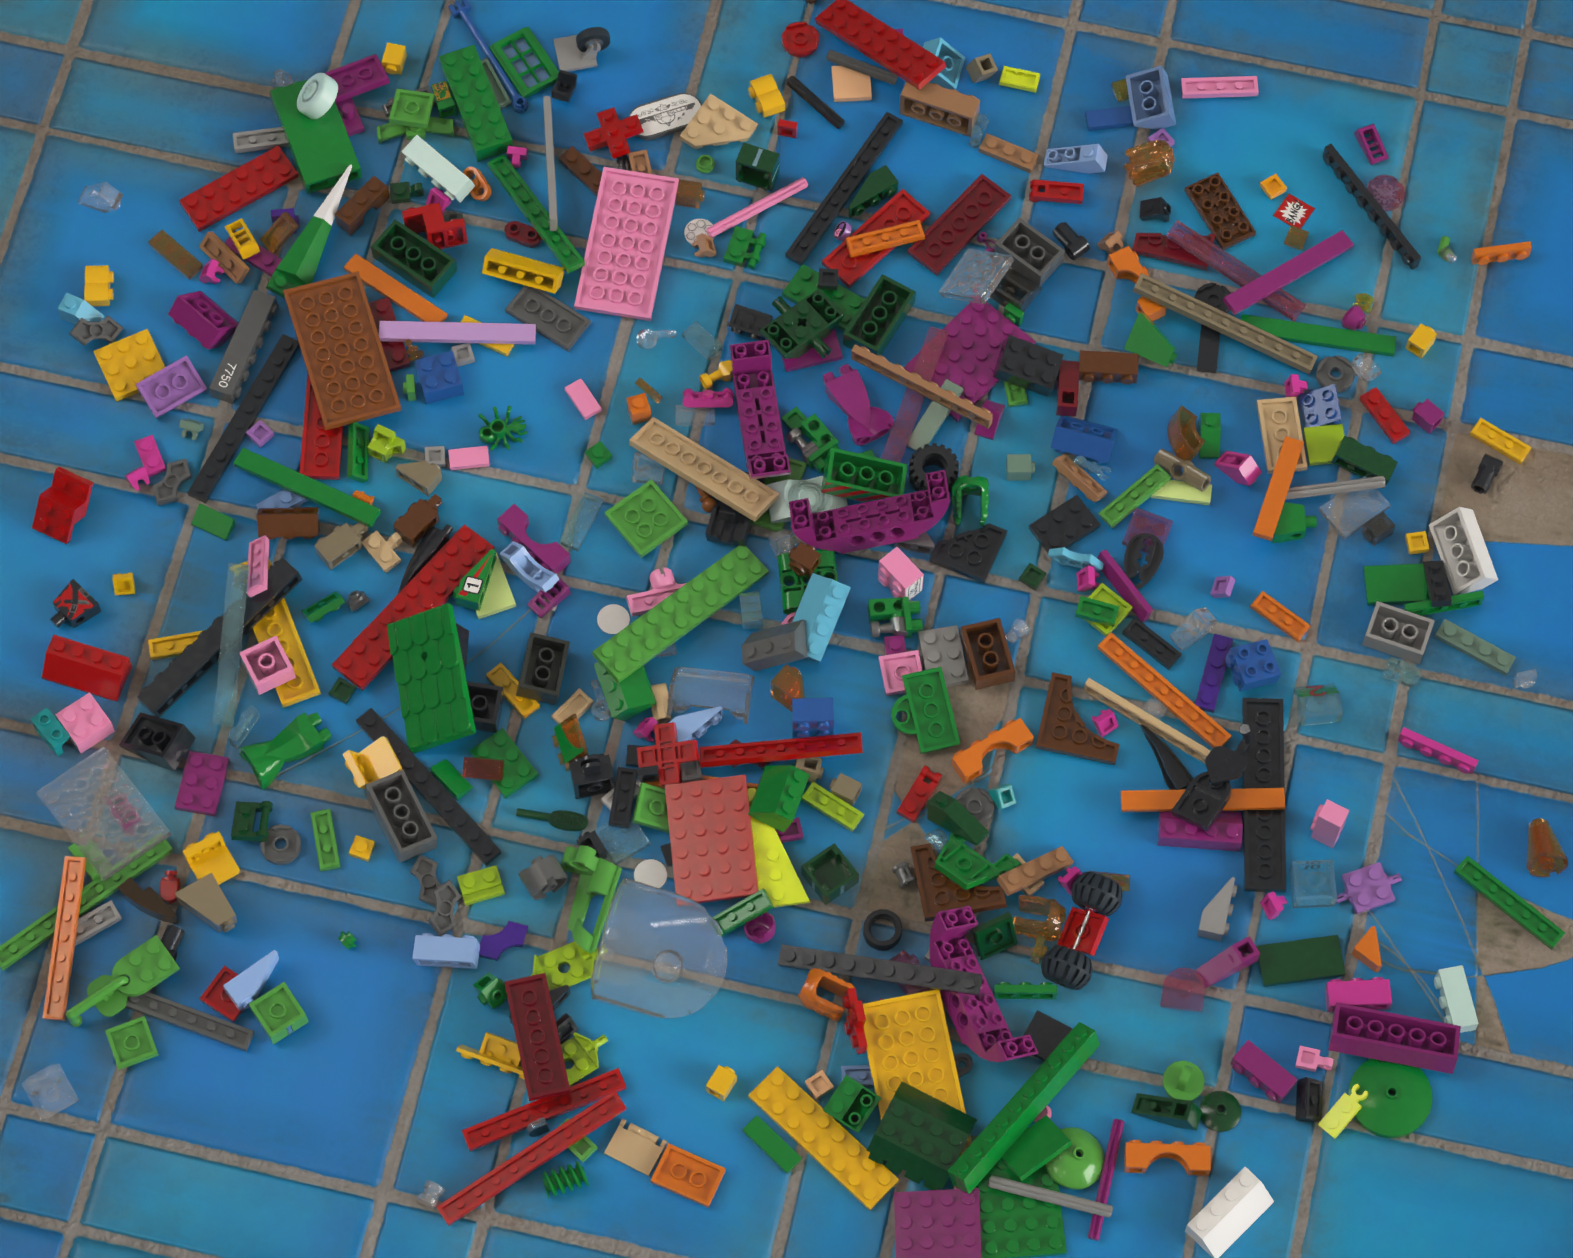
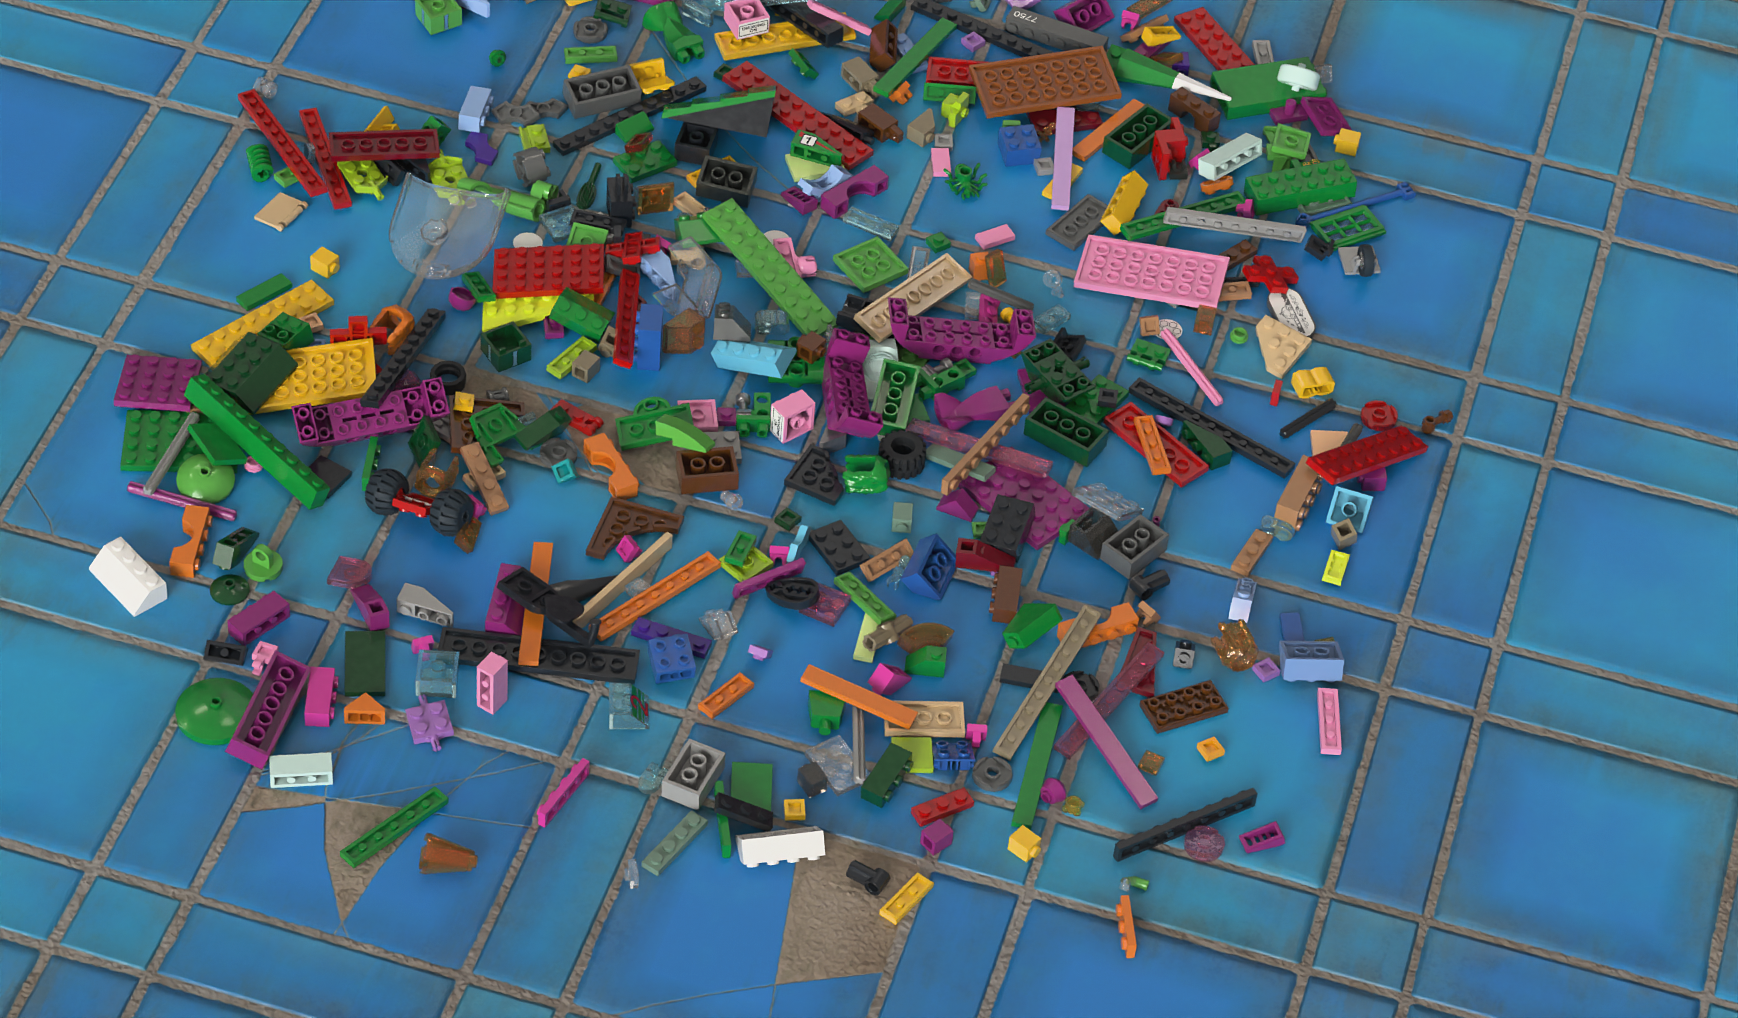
camera: 90 degrees right, 20 degrees down
(357, 600) = (808, 85): dark grey plate -> none
(688, 1175) = (247, 237): orange plate -> none
(689, 376) = (999, 295): none -> dark grey axle
(757, 166) = (1229, 361): dark green container -> none
(935, 900) = (463, 402): none -> yellow plate
(955, 673) = (683, 434): none -> bright green slope
(959, 224) = (1170, 505): dark red plate -> none
(1039, 950) = (409, 473): clear yellow plate -> none
(1056, 191) = (1205, 581): red plate -> none
(1151, 643) = (707, 596): black tile -> none
(1294, 211) = (1183, 768): sticker -> none
(1342, 1112) = (206, 669): neon yellow plate -> none
(1365, 368) = (995, 791): clear hair -> none

